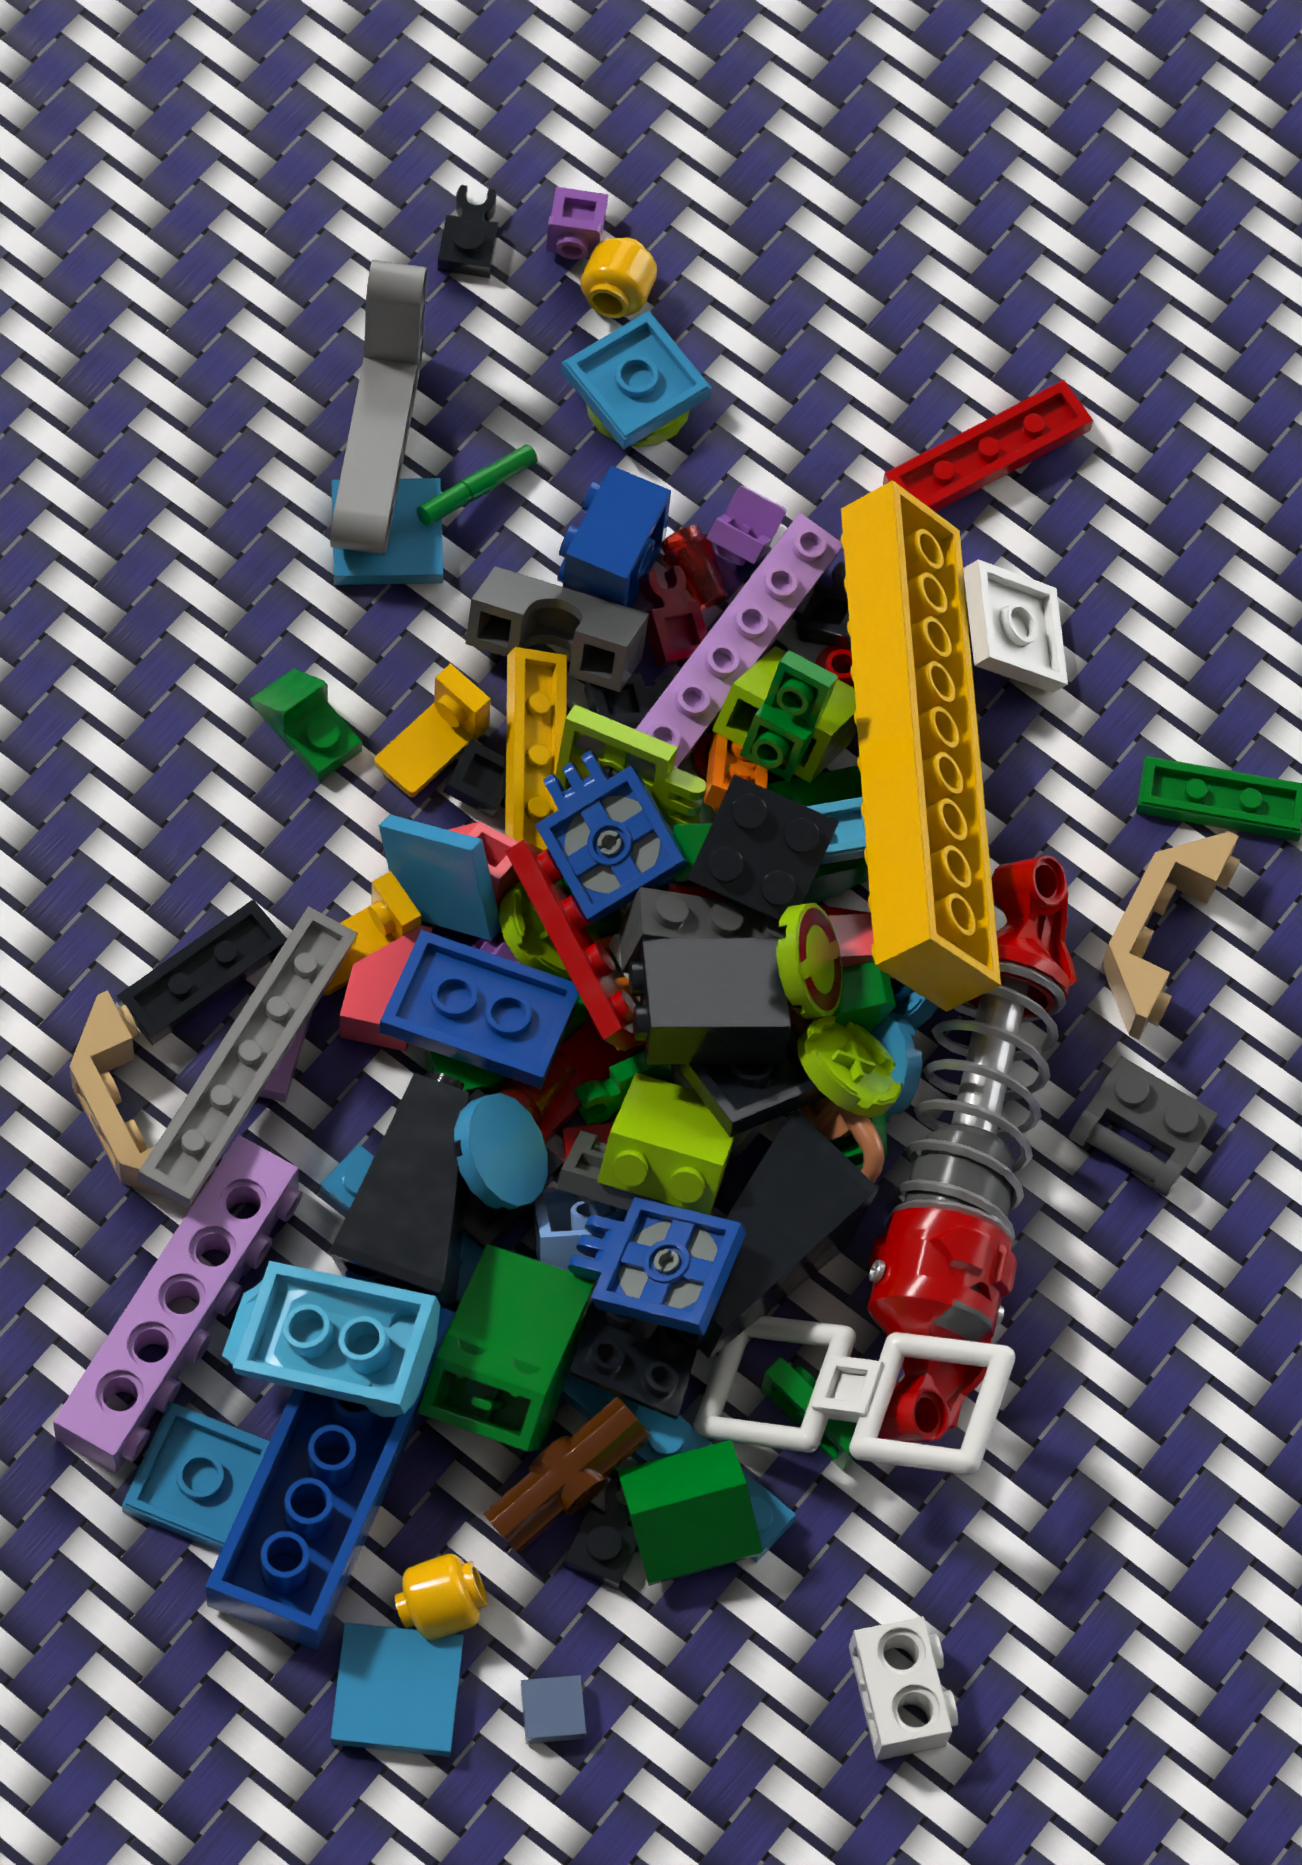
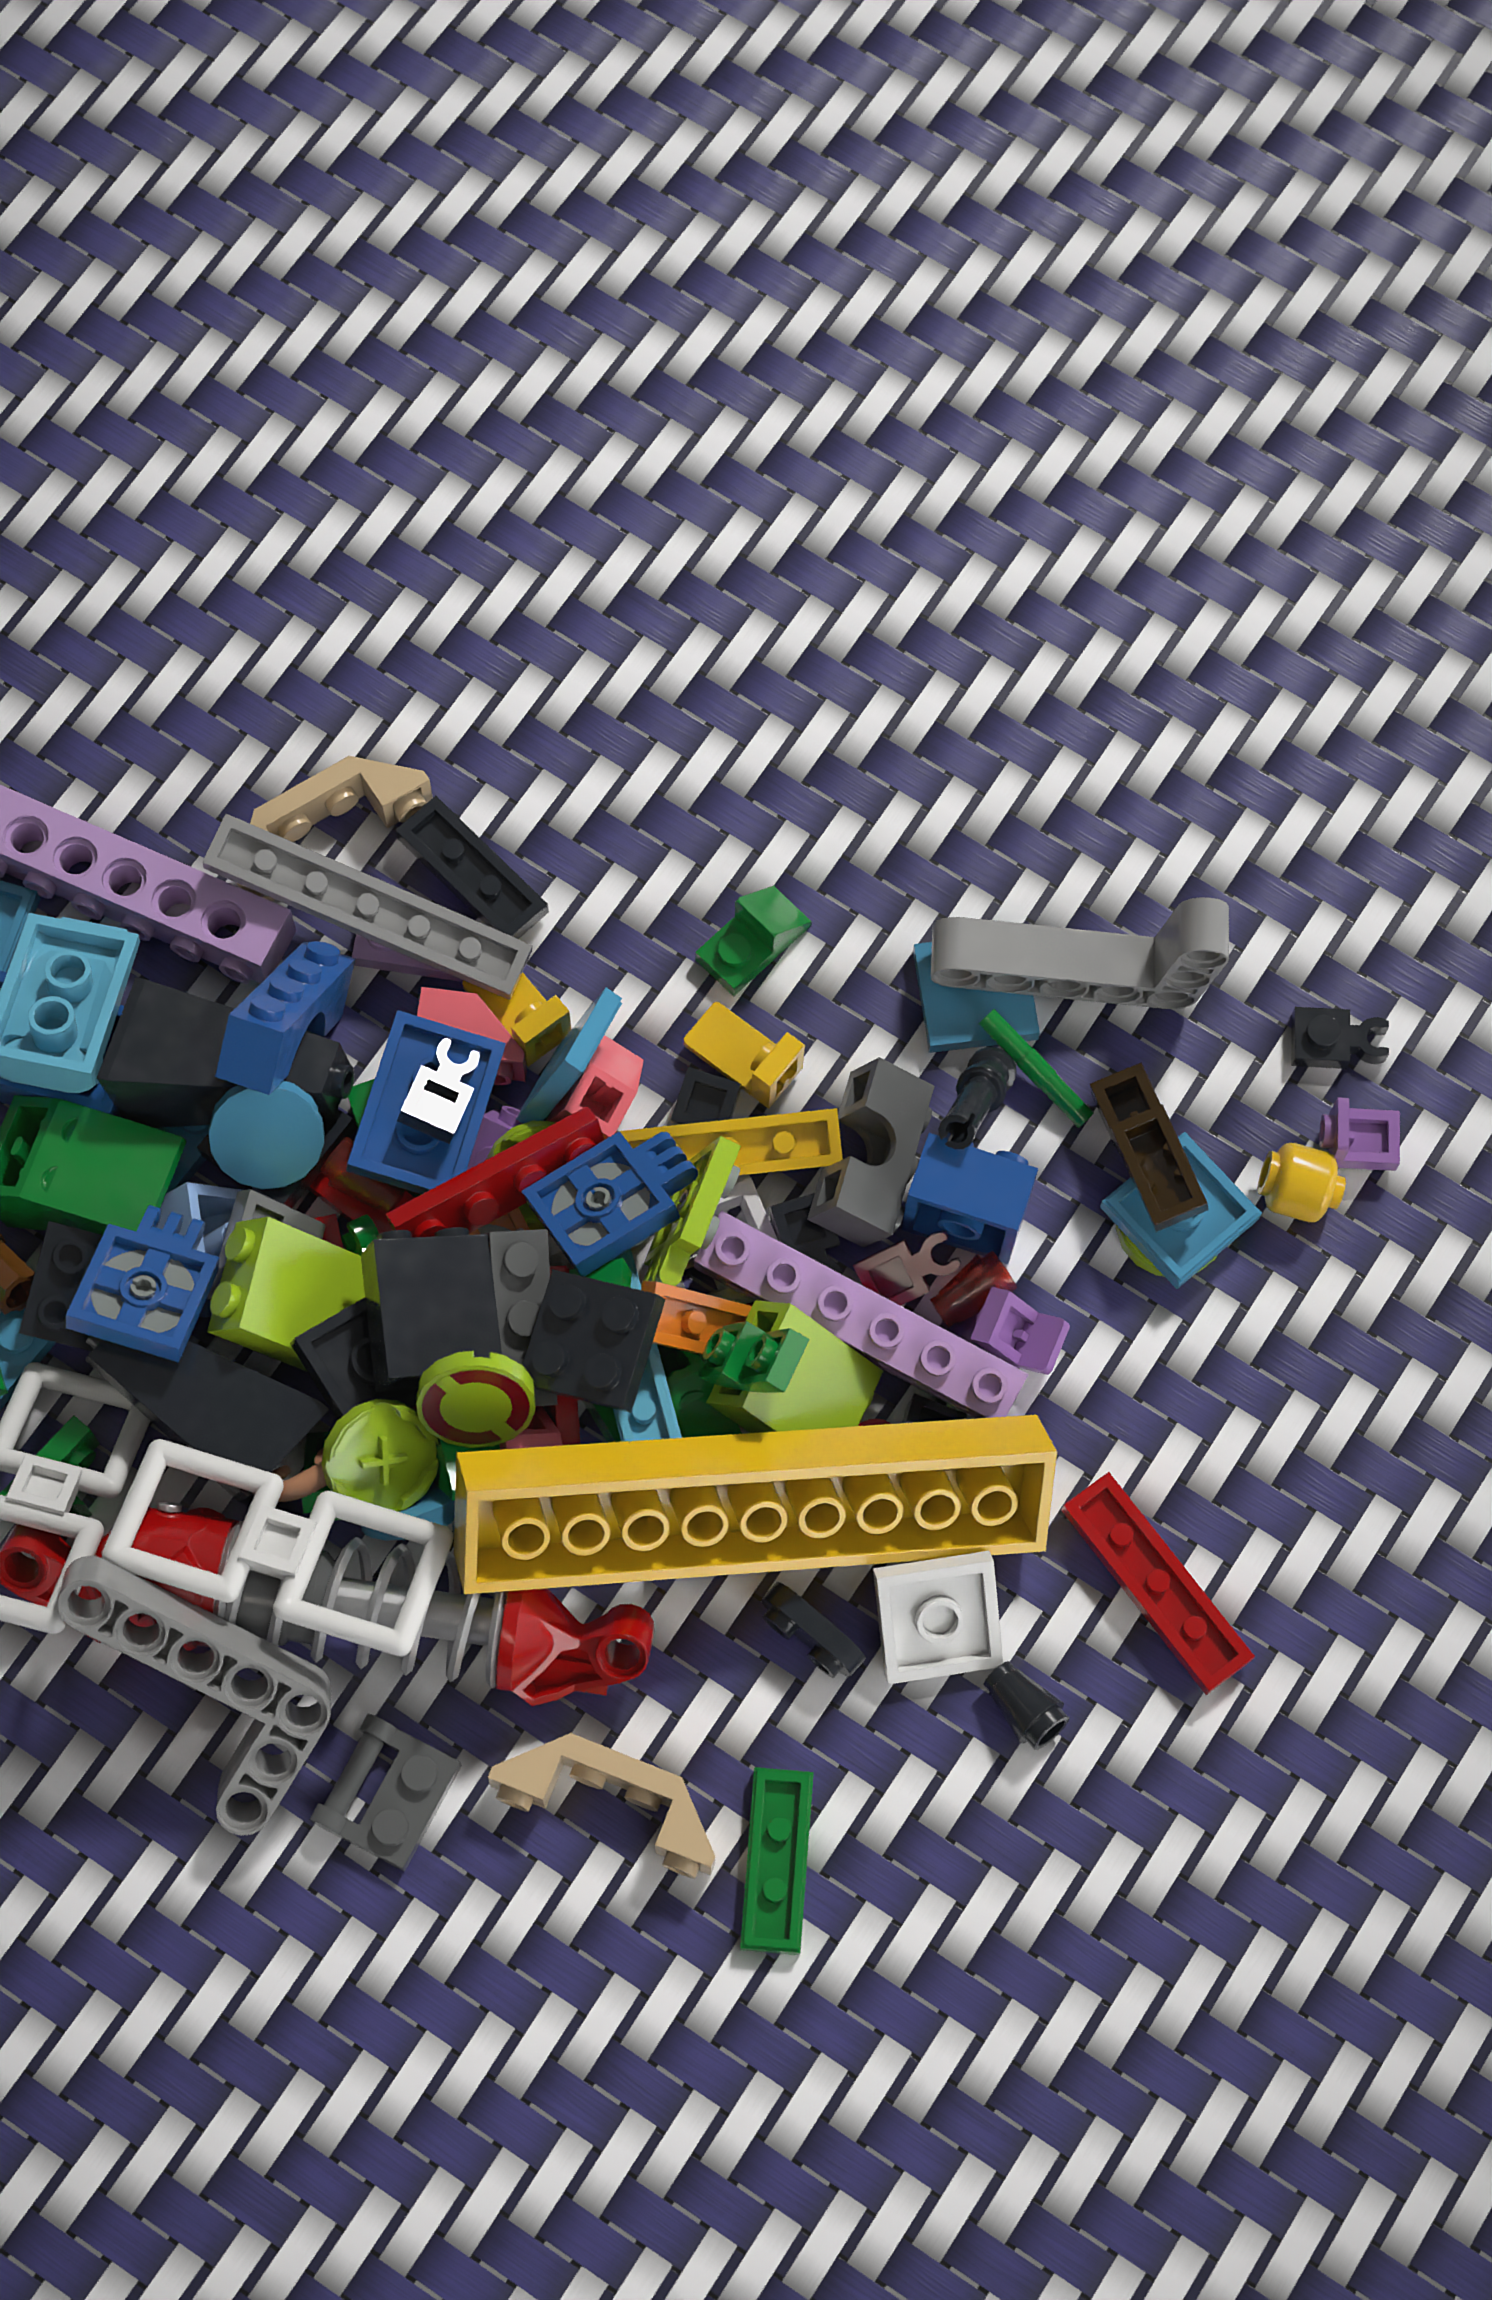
camera: 90 degrees right, 5 degrees up
(409, 1115) = (269, 1024): none -> blue arch
(485, 984) = (439, 1095): none -> plate
(507, 523) = (979, 1091): none -> black pin
(576, 390) = (1148, 1146): none -> dark brown slope
(939, 1153) = (279, 1547): none -> white bar
(1031, 726) = (829, 1647): none -> black plate
(1067, 1185) = (213, 1674): none -> light grey beam
(1095, 571) = (1027, 1707): none -> black cone

